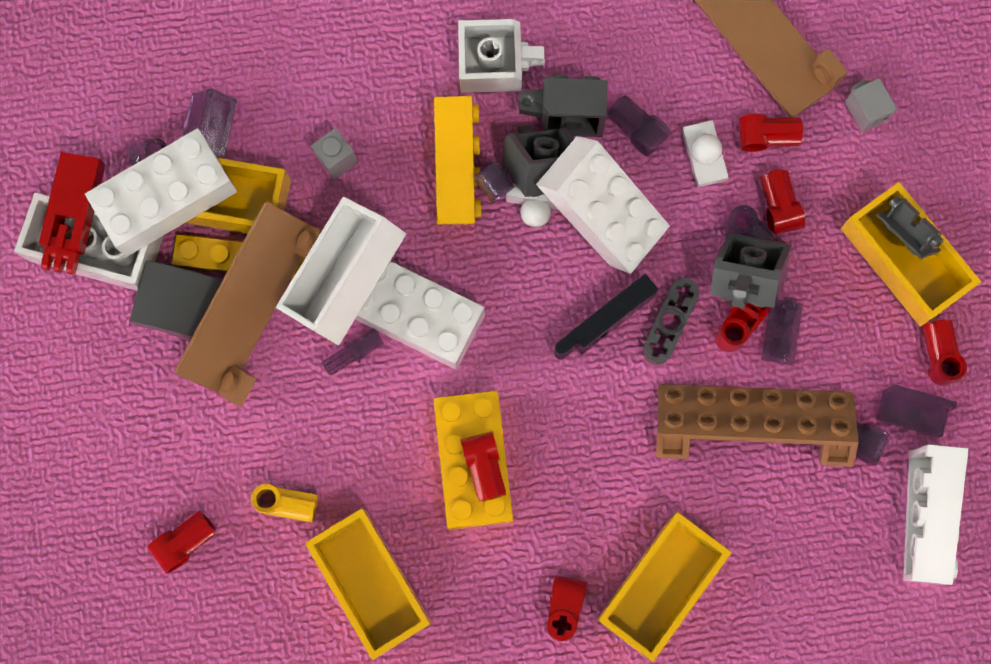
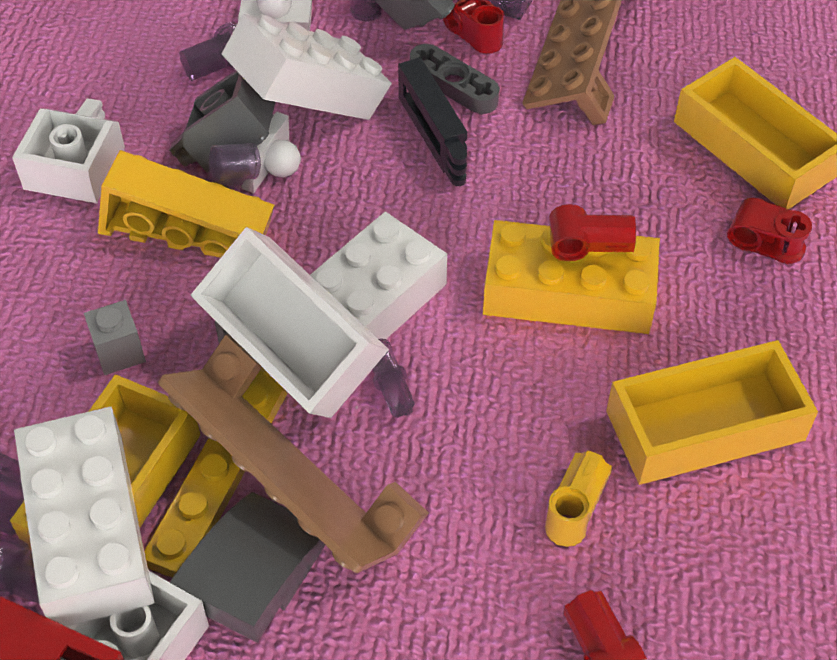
camera: 80 degrees left, 25 degrees down
(569, 104) = (167, 85): dark grey hinge -> none

